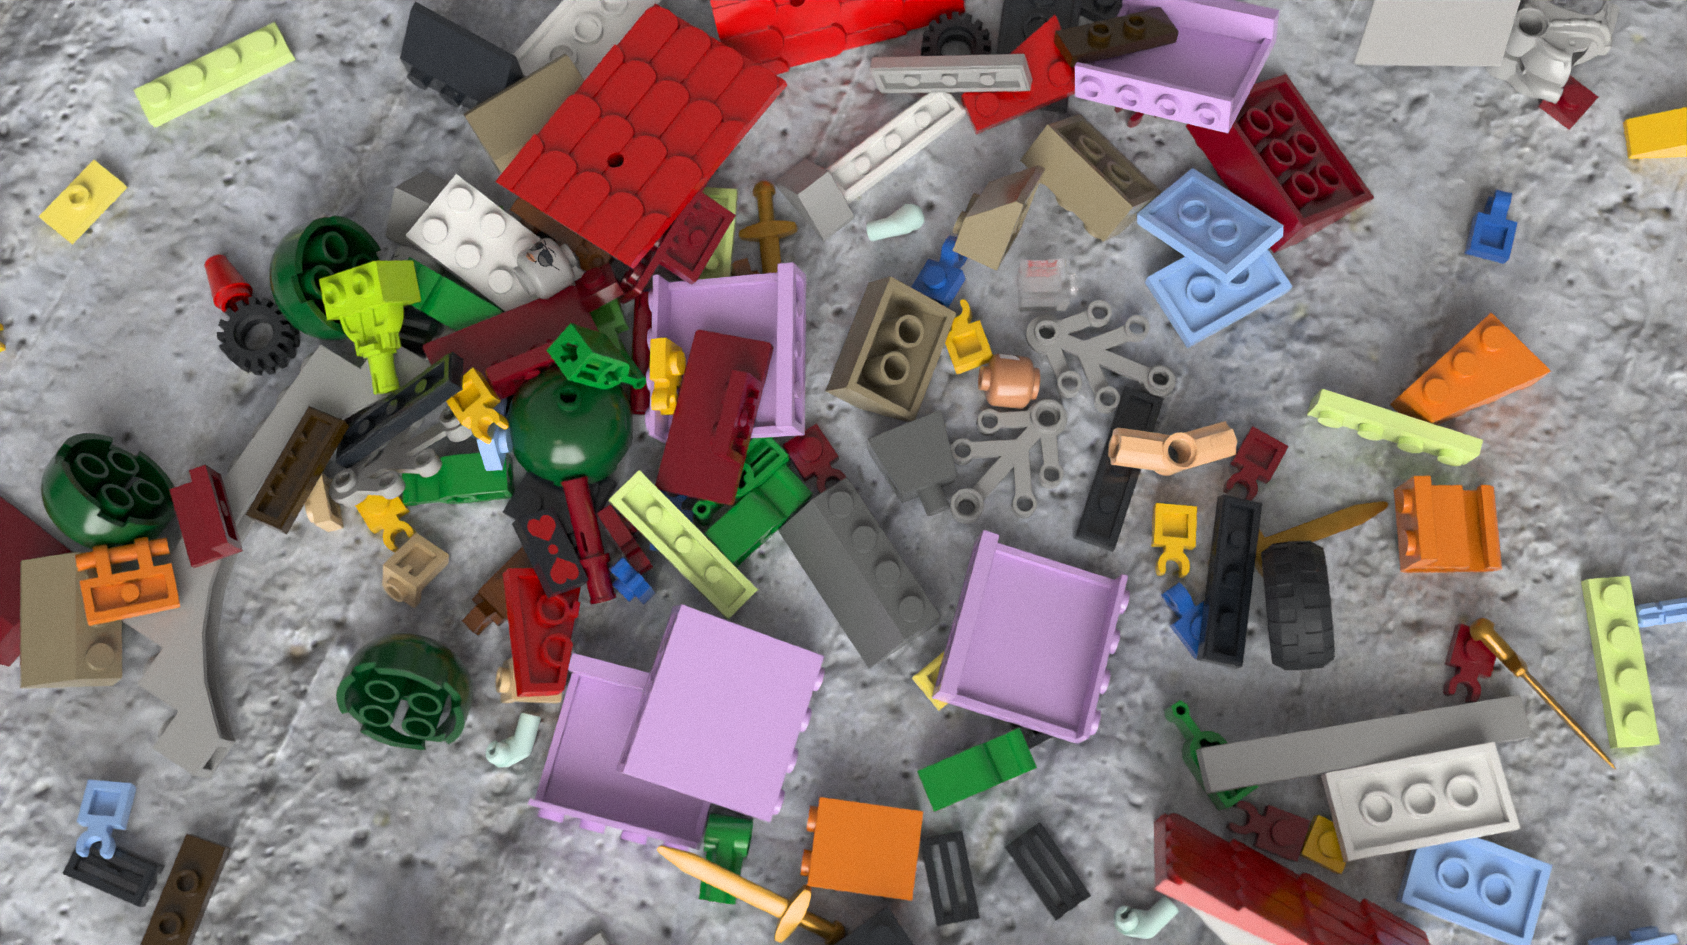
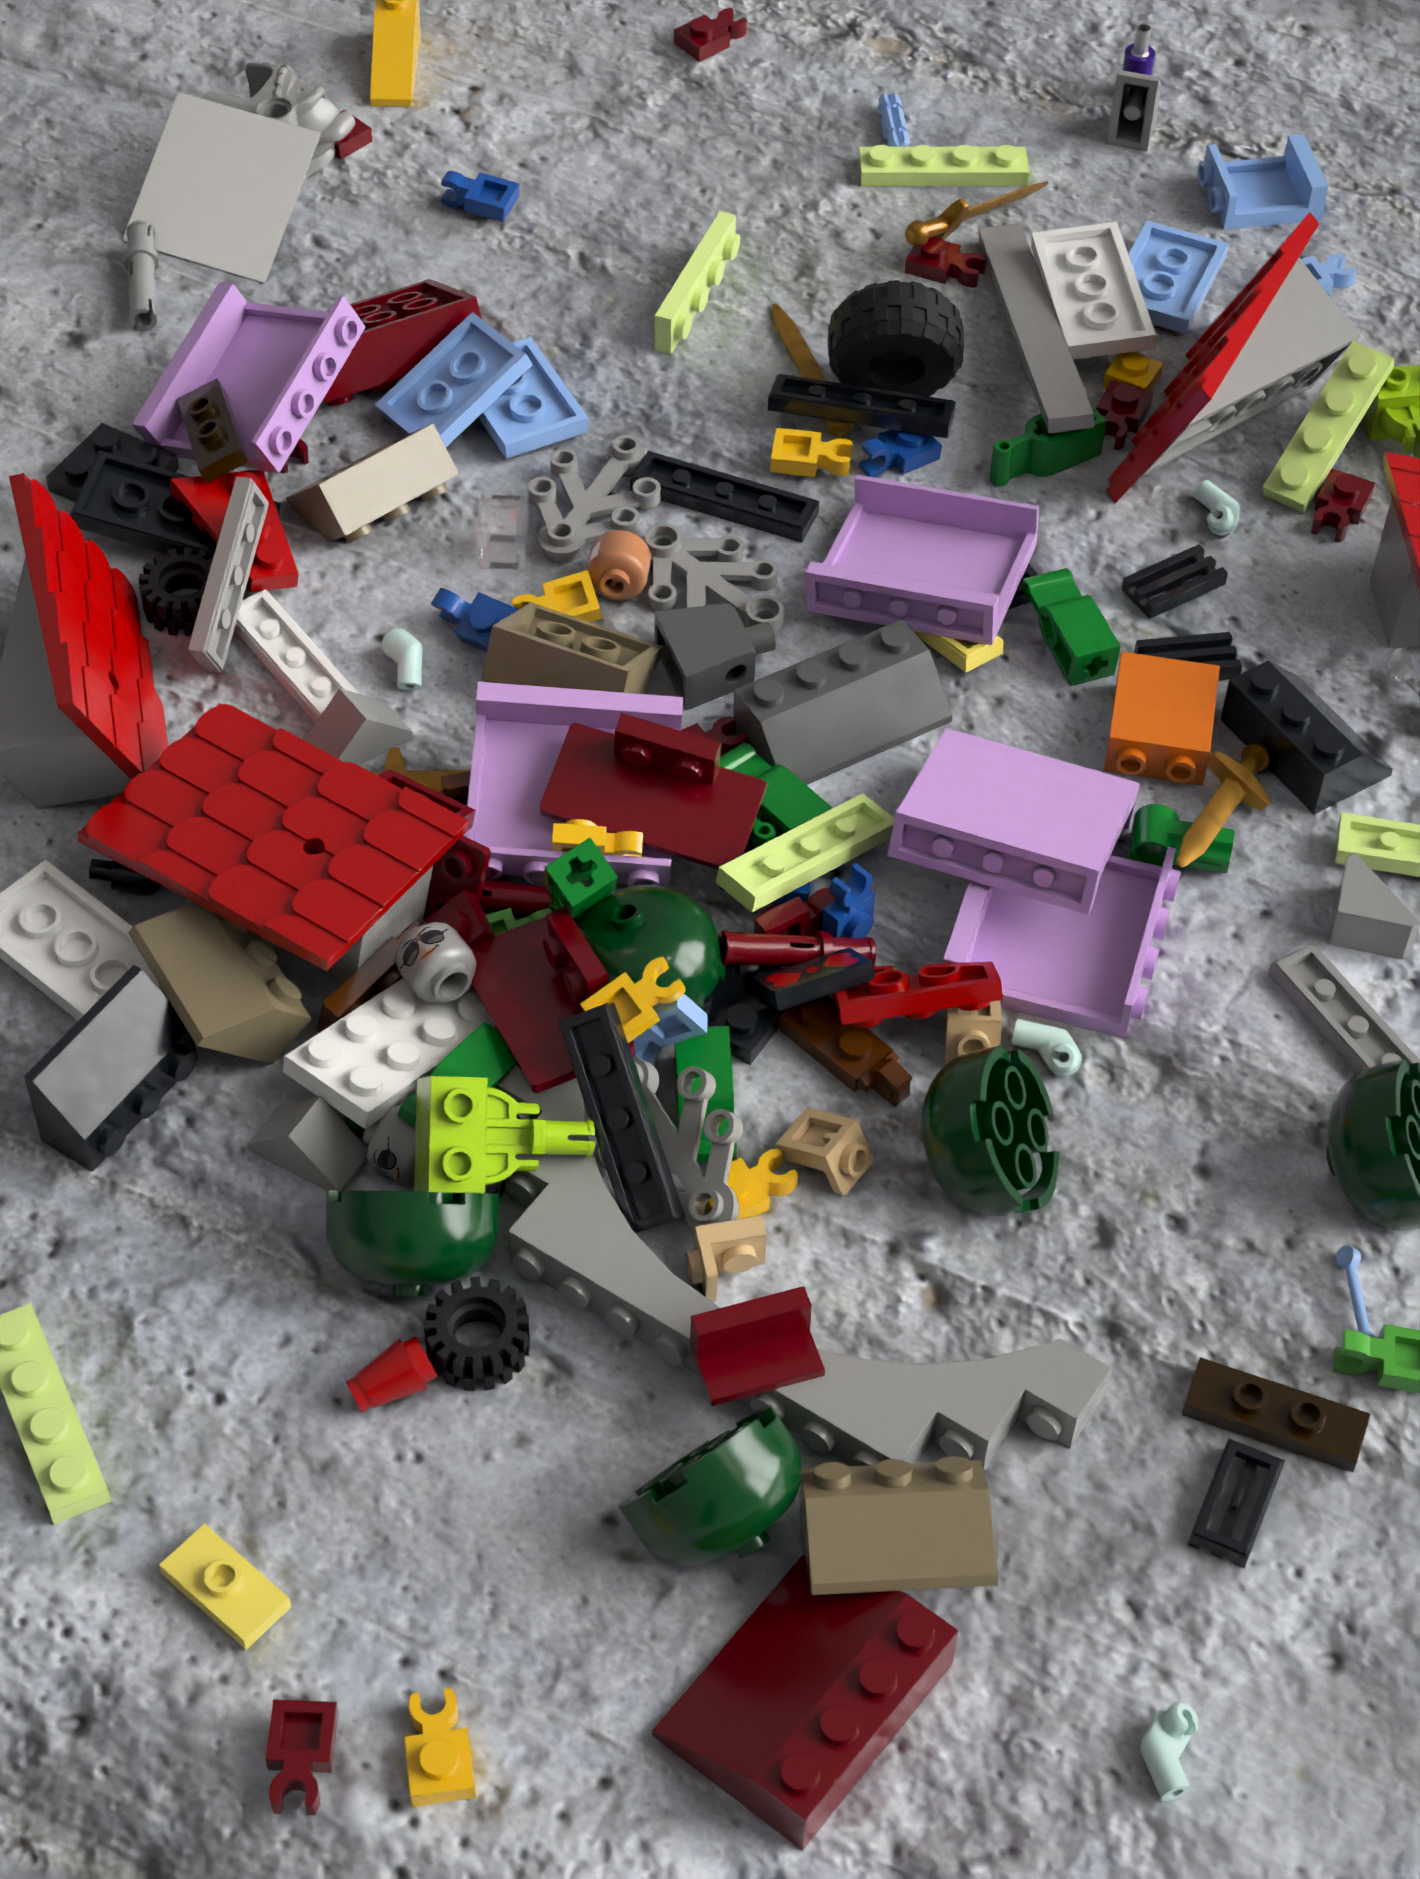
camera: 90 degrees left, 25 degrees down
(104, 808) = (1158, 1500): light blue plate -> none
(131, 592) = (867, 1424): orange plate -> none
(297, 470) = (695, 1237): dark brown plate -> none
(996, 217) = (422, 536): dark tan slope -> none
(1150, 449) = (714, 436): light nougat piece -> none
(1256, 460) = (725, 384): dark red plate -> none
(1446, 528) = (806, 259): orange piece -> none
(1472, 373) = (642, 222): orange wedge -> none

